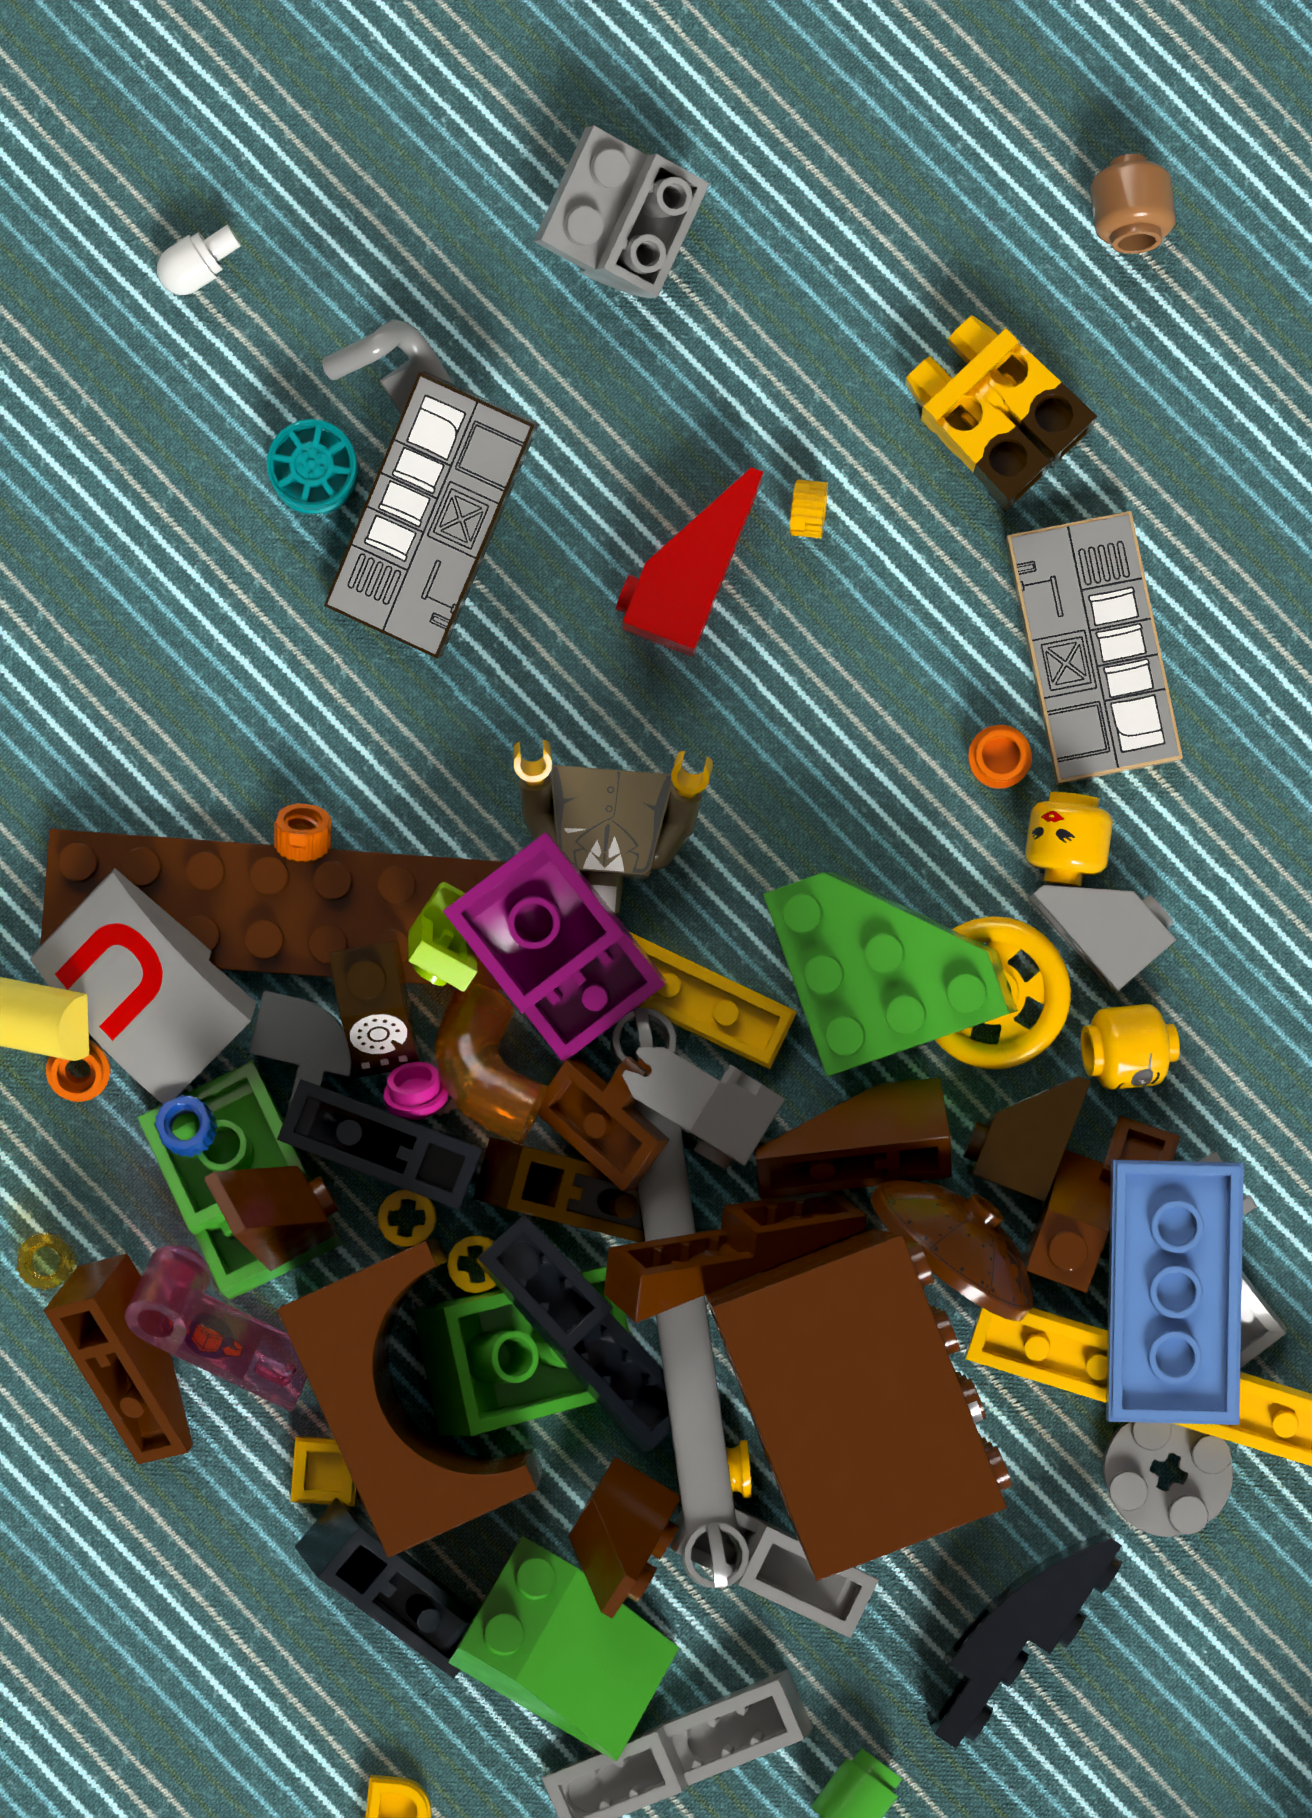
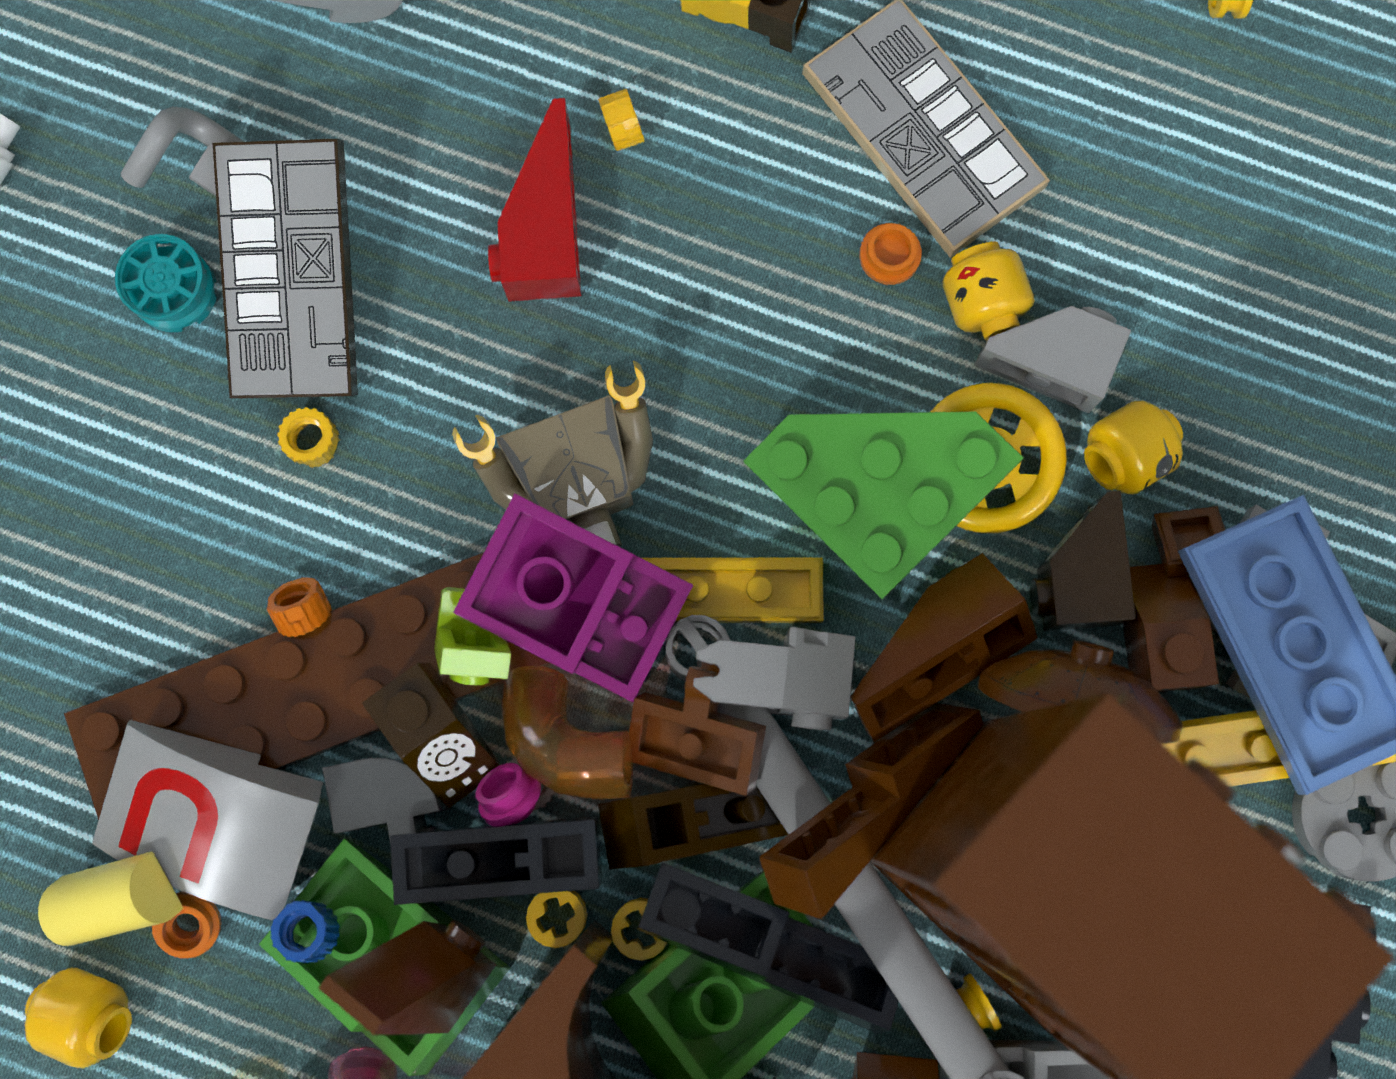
camera: 20 degrees left, 5 degrees down
(374, 656) = (298, 421): none -> yellow axle

